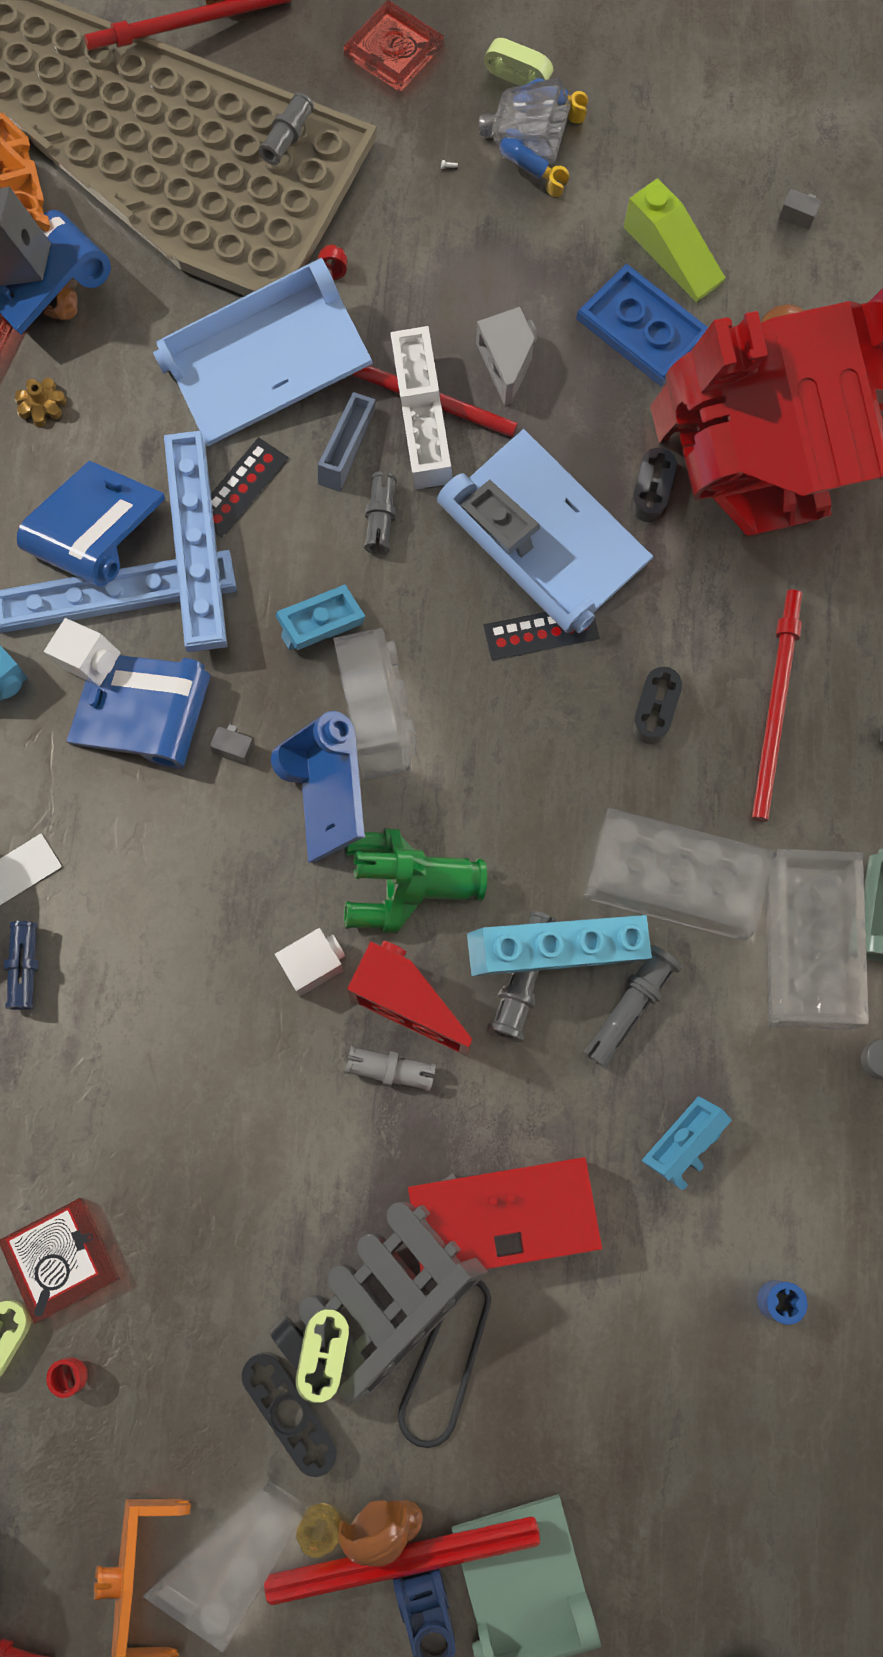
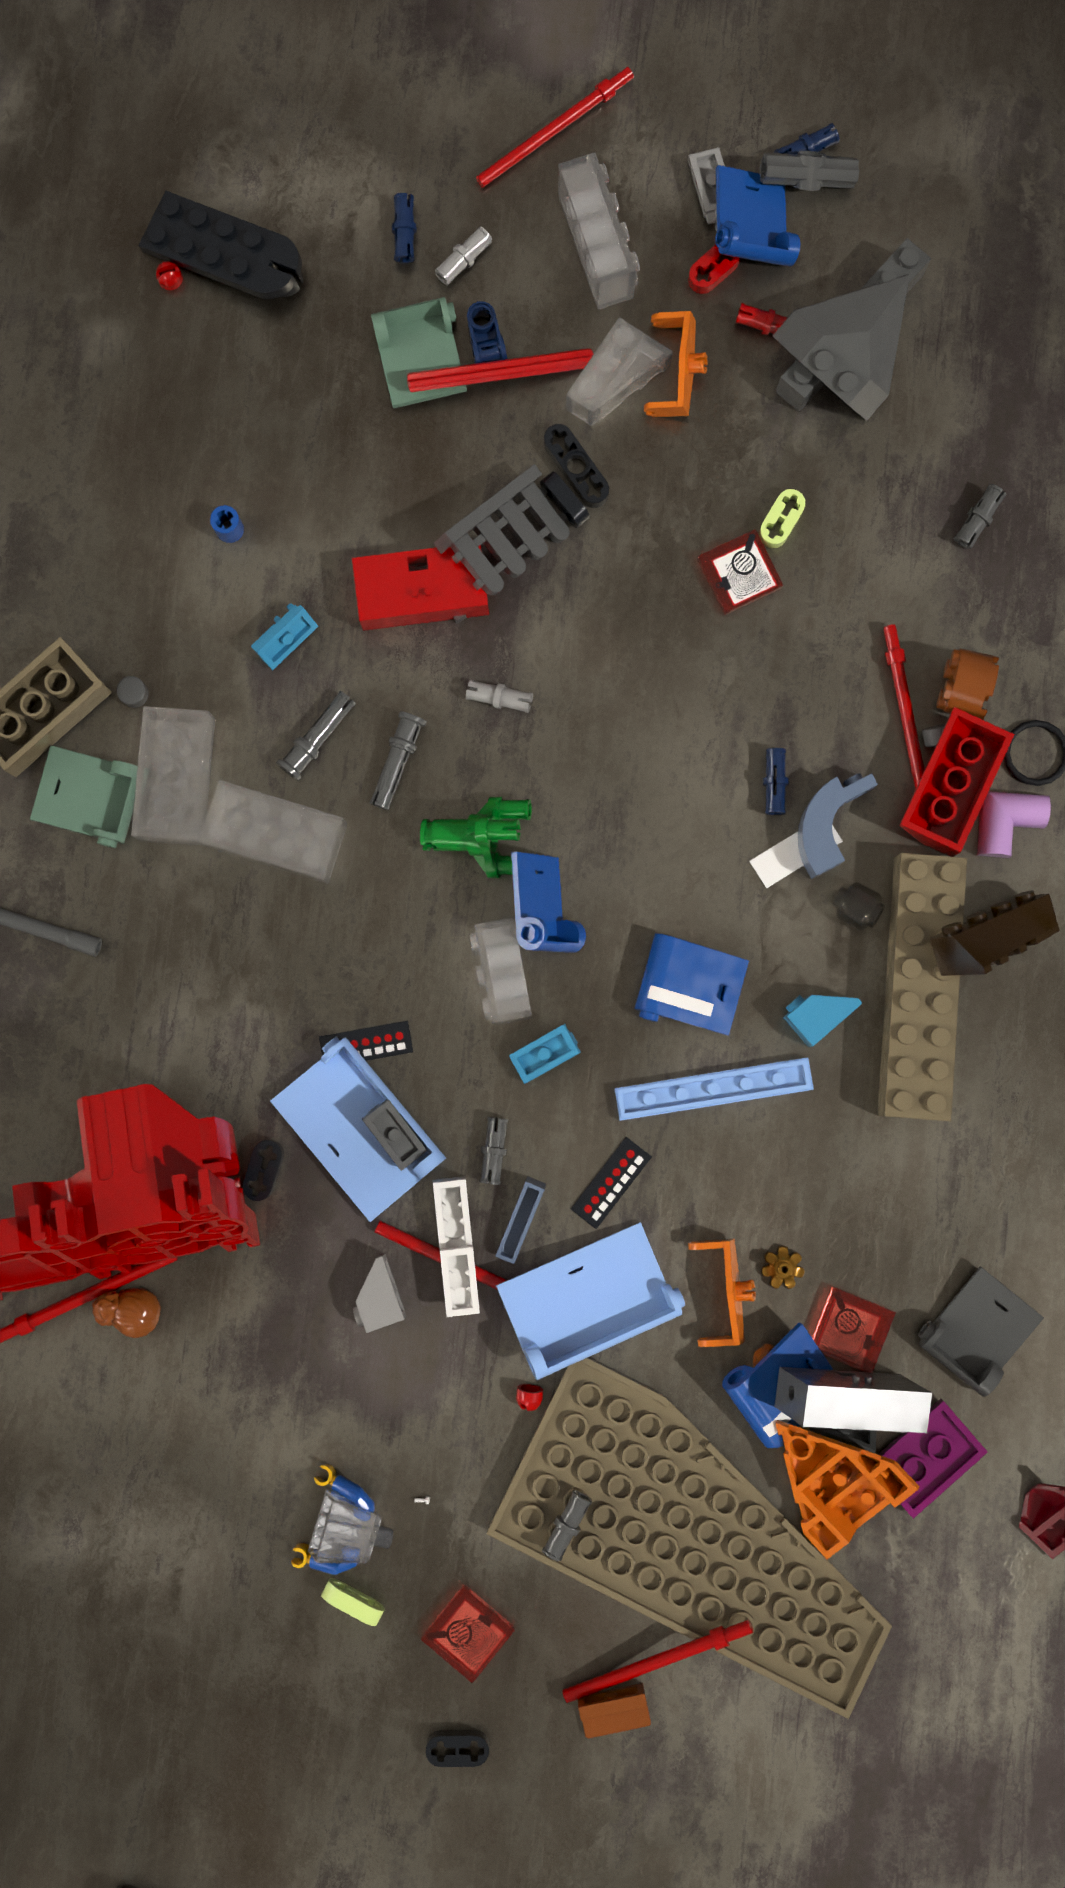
camera: 170 degrees left, 10 degrees up
(61, 1380) = (734, 490): red hinge -> none
(82, 652) = (736, 1028): white brick -> none
(86, 522) = (735, 1143): blue door -> none
(91, 367) = (735, 1293): none -> orange piece
(195, 542) = (647, 1128): light blue tile -> none
(232, 744) = (617, 952): flat silver piece -> none
(311, 961) = (556, 775): white brick -> none
(311, 1546) = (550, 384): clear yellow bush -> none
(333, 1358) = (544, 492): yellowish green beam -> none
(380, 1532) = (514, 386): dark orange hair -> none
(399, 992) = (490, 743): red slope -> none
(402, 1408) = (457, 474): black piece -> none
(558, 945) = (368, 774): medium azure brick -> none
(641, 323) = (258, 1326): blue tile -> none
(665, 707) = (269, 972): black beam -> none
(672, 239) = (225, 1404): lime slope -> none
(787, 632) = (165, 1034): red bar -> none
(800, 209) = (108, 1439): flat silver piece -> none

